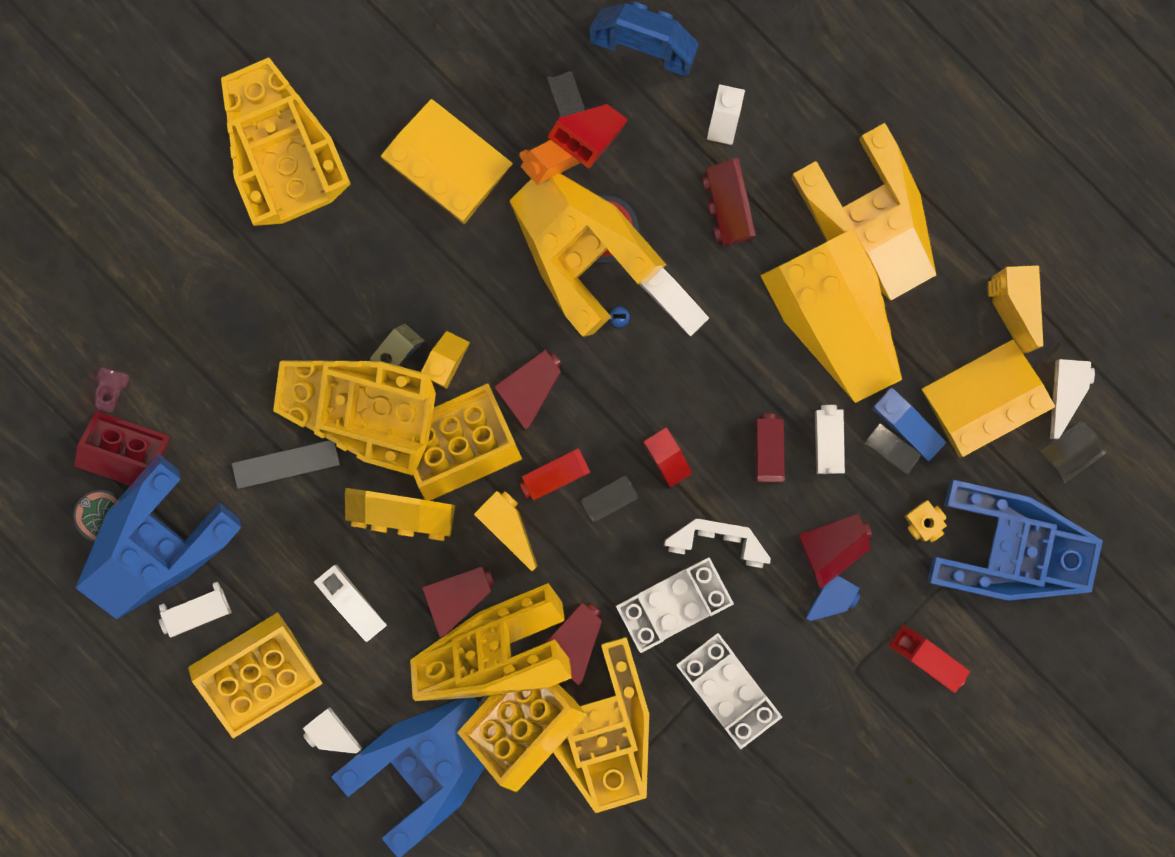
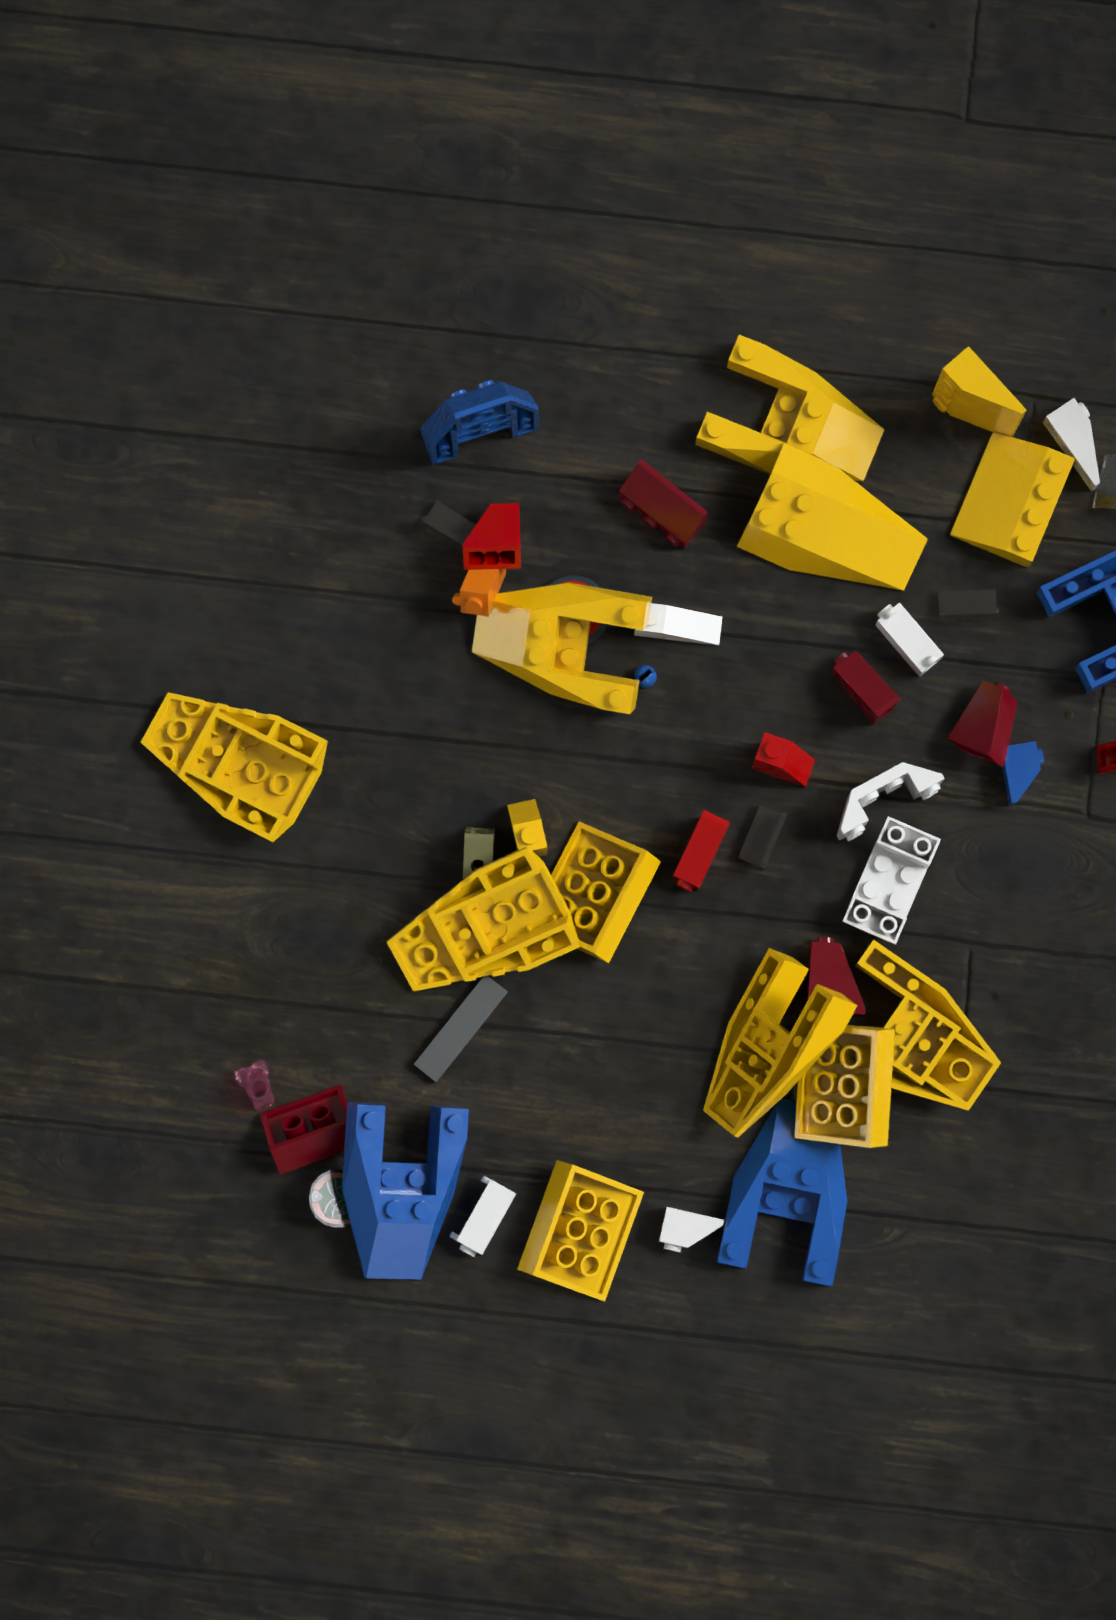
camera: 40 degrees left, 5 degrees down
(350, 602) = (613, 1101): white slope -> none
(398, 512) = (585, 986): yellow wedge -> none
(446, 161) = (391, 660): yellow slope -> none
(456, 597) = (700, 1024): dark red slope -> none
(506, 523) = (696, 923): yellow slope -> none
(530, 386) = (618, 796): dark red slope -> none
(725, 114) = (597, 434): white slope -> none
(729, 691) = (996, 918): white slope -> none
(908, 424) = (962, 571): blue slope -> none
(916, 520) = (1037, 647): yellow brick -> none

